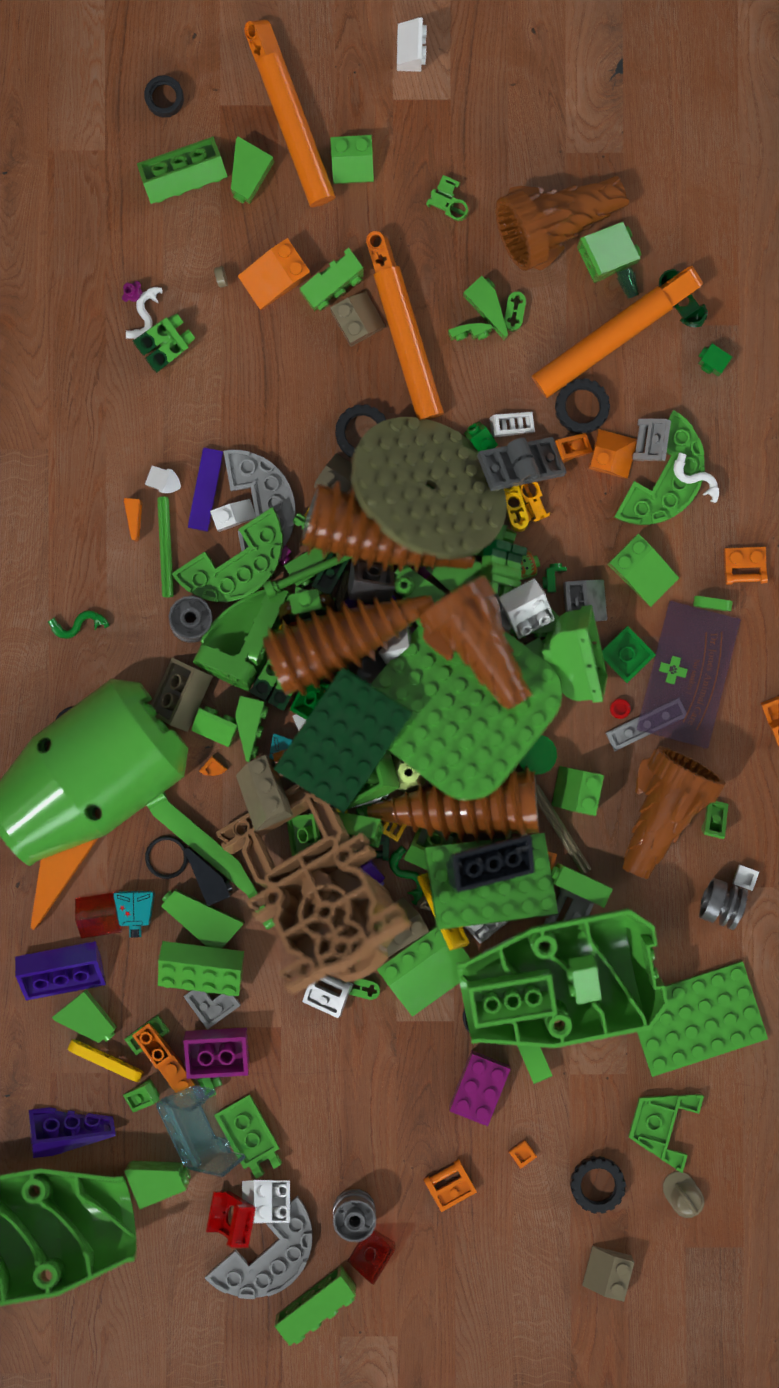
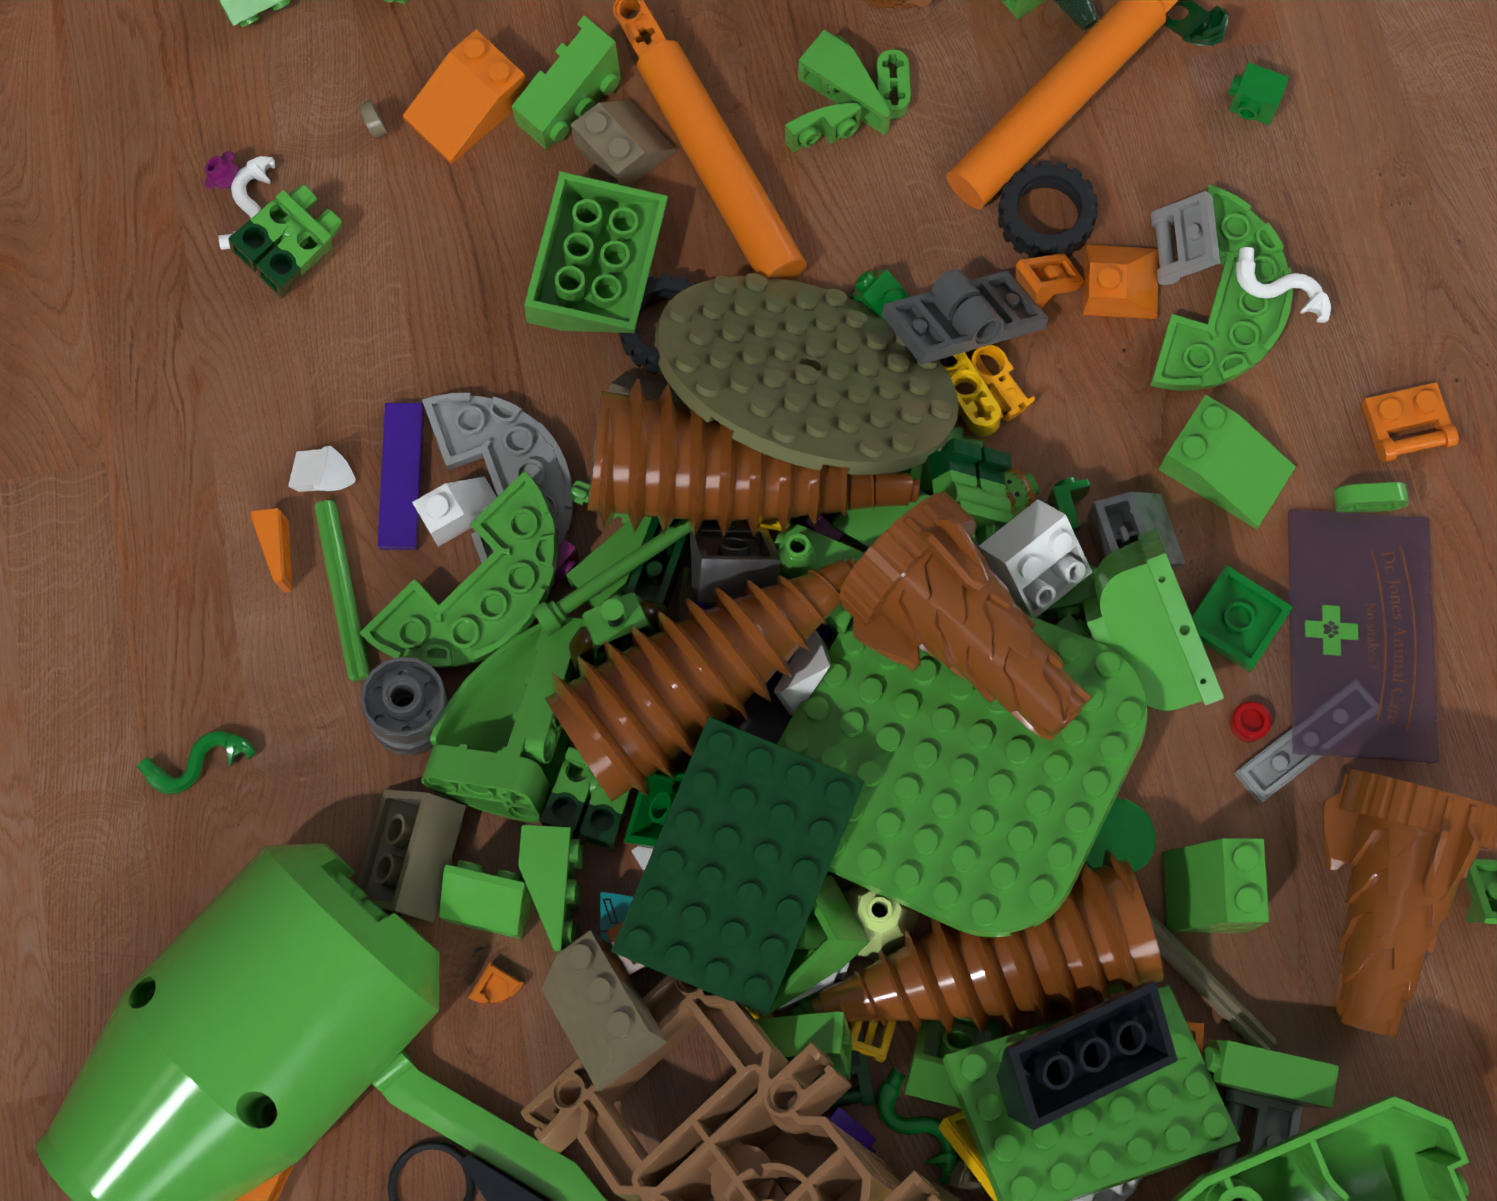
camera: 10 degrees left, 15 degrees down
(303, 832) = (692, 1075): bright green slope -> none
(330, 387) = (594, 256): none -> bright green slope
(495, 427) = (908, 271): white slope -> none

